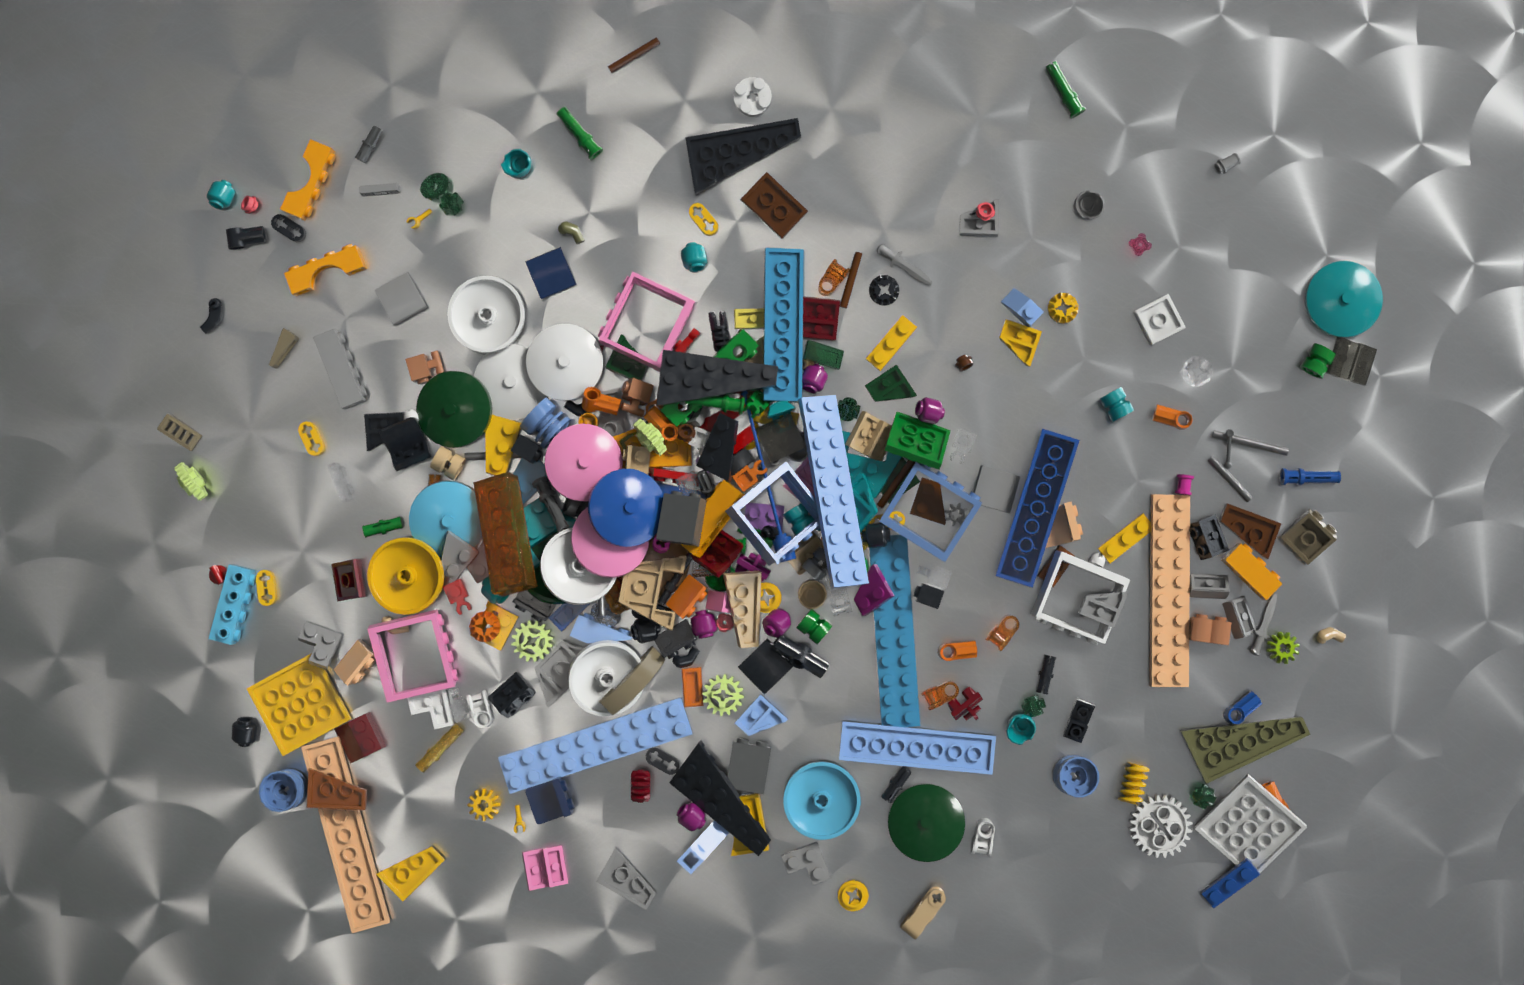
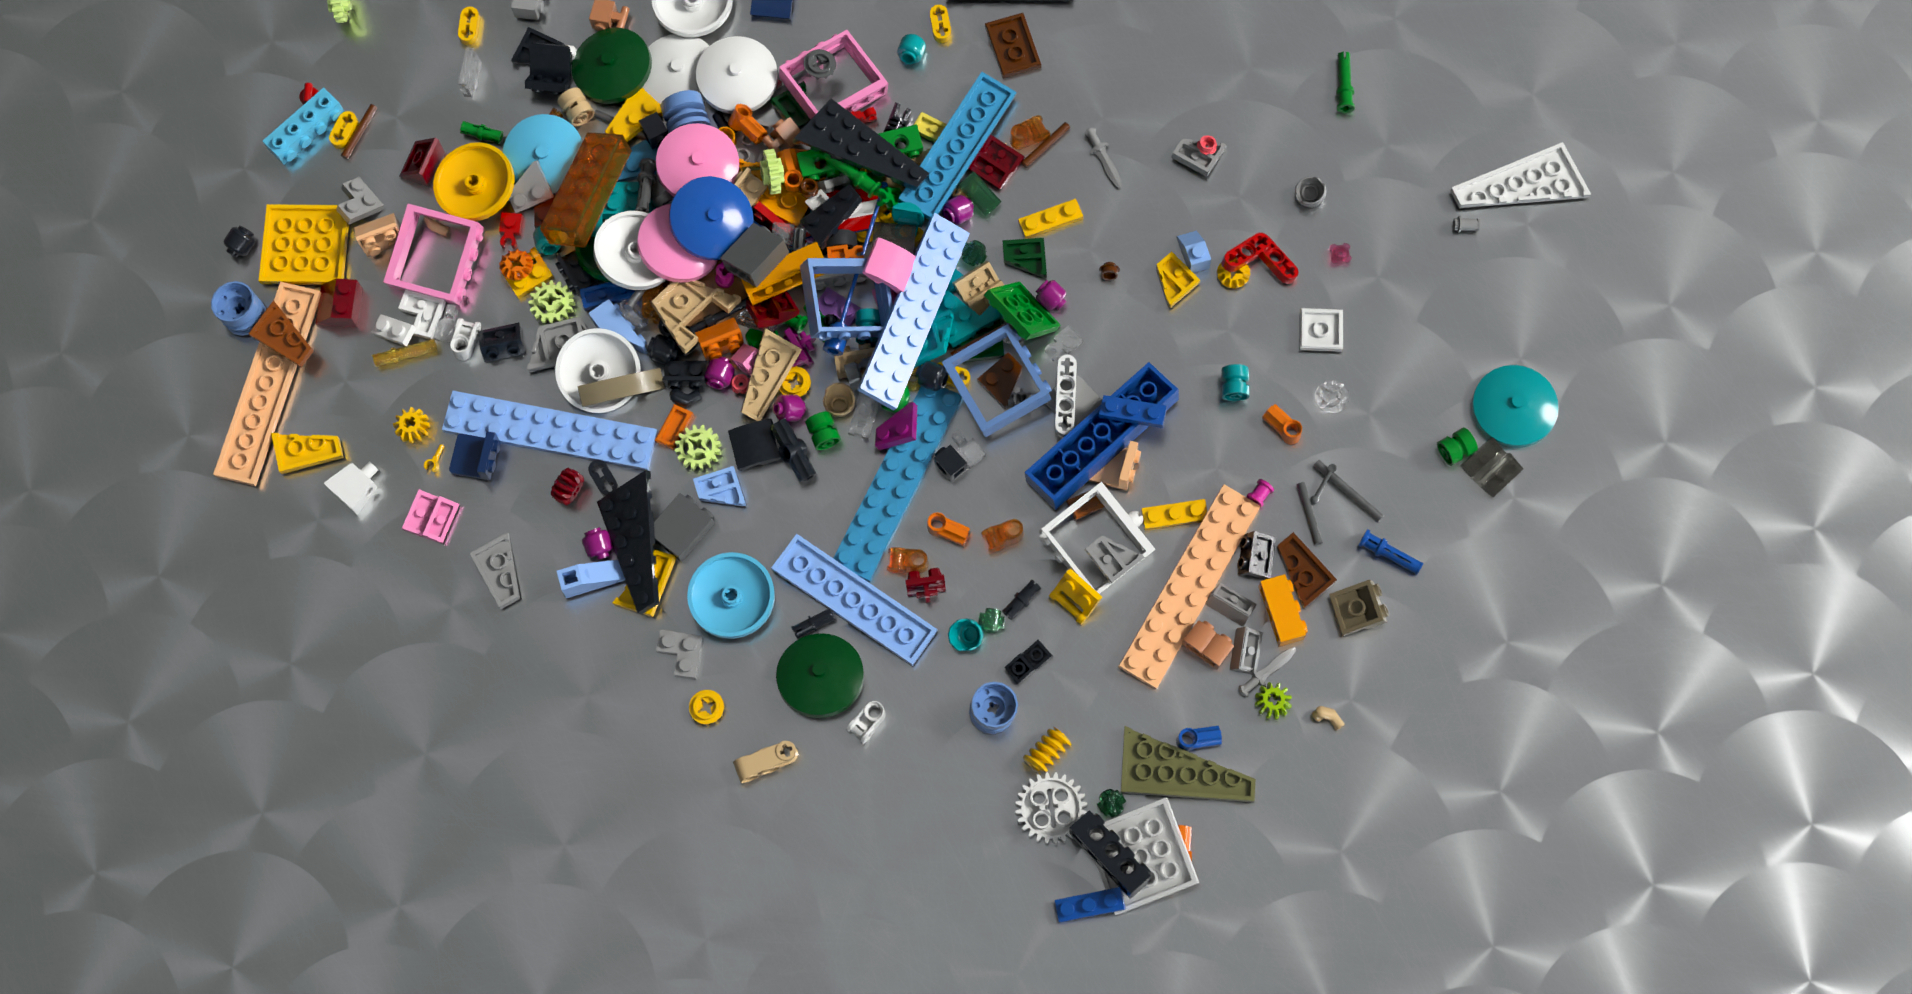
camera: 30 degrees right, 15 degrees down
(279, 581) = (359, 131): none -> reddish brown bar
(419, 735) = (393, 330): none -> white plate
(469, 879) = (353, 485): none -> white torso
(630, 309) = (823, 57): none -> dark grey gear
(794, 467) = (889, 265): none -> bright pink slope
(893, 290) = (1067, 176): black gear -> none
(988, 492) = (1062, 395): none -> white beam
(1054, 479) = (1133, 411): none -> blue plate
(1079, 278) = (1262, 251): none -> red beam
(1090, 646) = (1079, 592): none -> yellow plate
(1198, 834) = (1128, 883): none -> black brick
(1263, 90) = (1536, 178): none -> white wing

